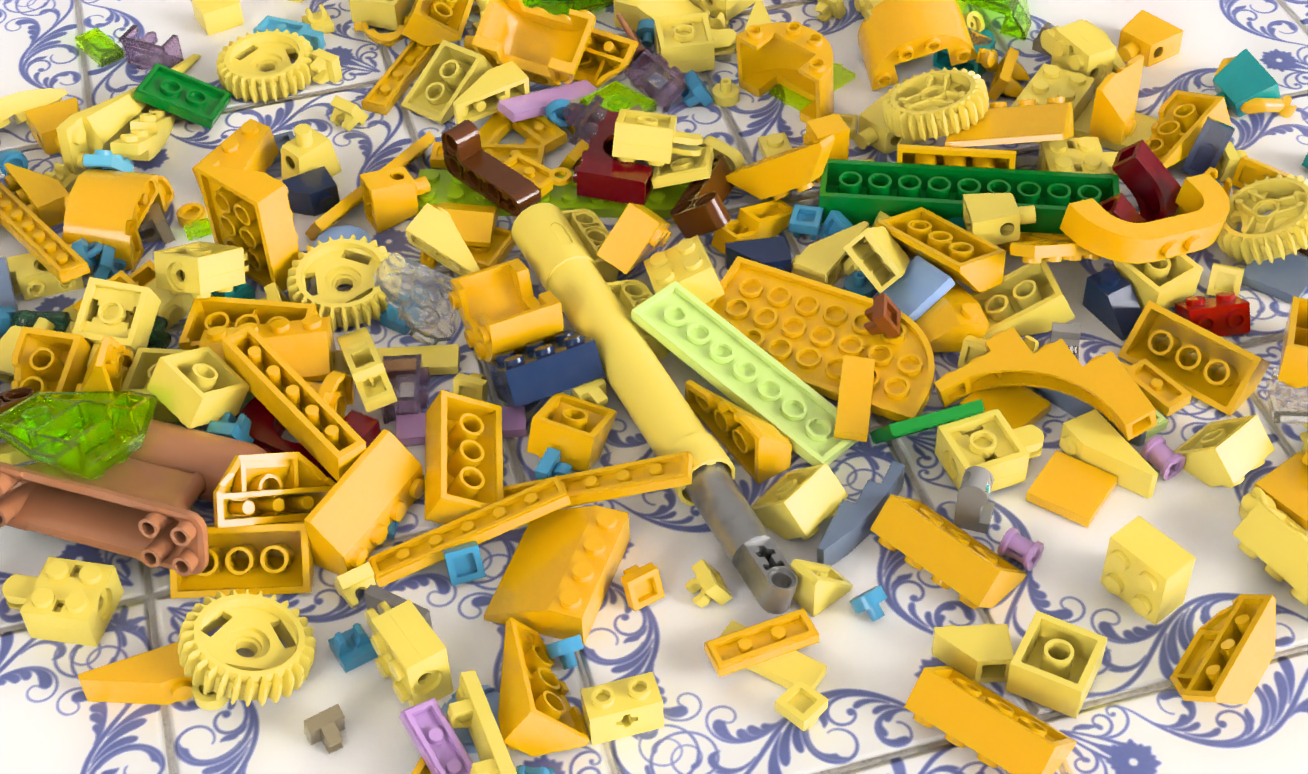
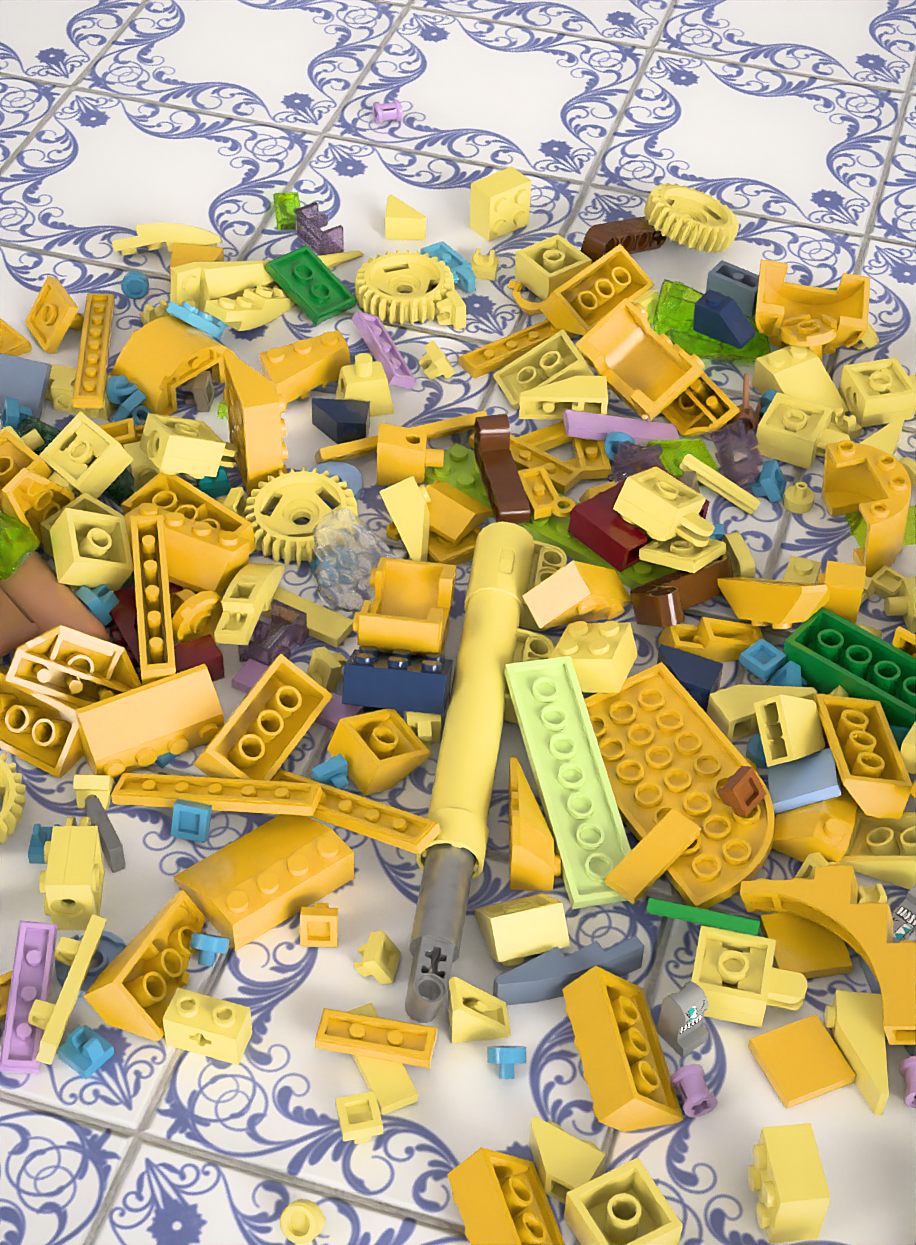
camera: 30 degrees right, 0 degrees up
(38, 192) = (128, 316): yellow slope -> none
(285, 119) = (384, 349): none -> lavender tile
(682, 111) = (720, 484): none -> light yellow axle

